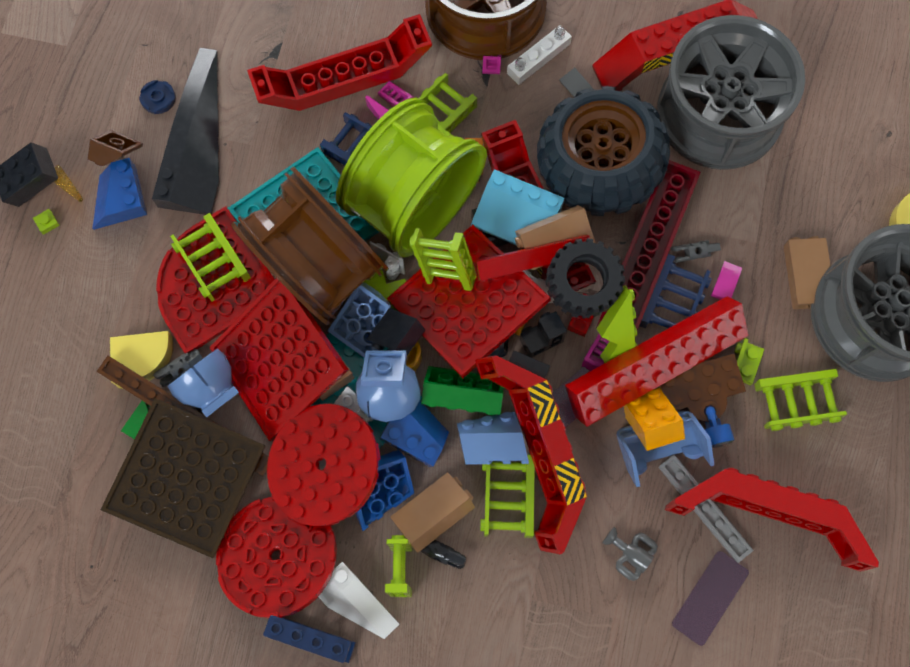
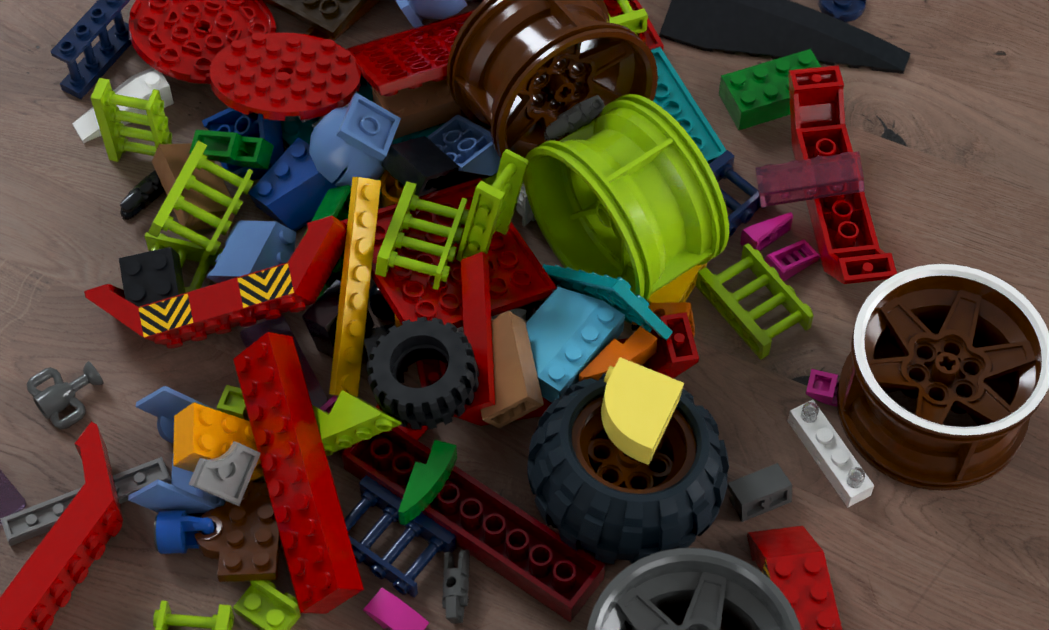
camera: 100 degrees right, 15 degrees down
(254, 125) = (762, 90): none -> green brick
(344, 80) = (810, 179): none -> clear pink brick
(354, 218) = (574, 118): none -> dark grey hinge
(401, 486) = (234, 148): none -> green slope
(453, 508) = (176, 201): none -> lime fence
(468, 331) = (403, 220): none -> lime fence
(478, 187) = (612, 291): none -> teal wing
(513, 350) = (355, 286): none -> yellow plate
(520, 169) = (636, 348): none -> orange slope
(535, 507) = (152, 276): none -> black brick
(588, 129) = (638, 408): none -> light yellow brick
(603, 429) = (232, 402): none -> lime plate
(647, 271) = (427, 480): none -> green slope
(680, 400) = (228, 474): none -> light grey tile

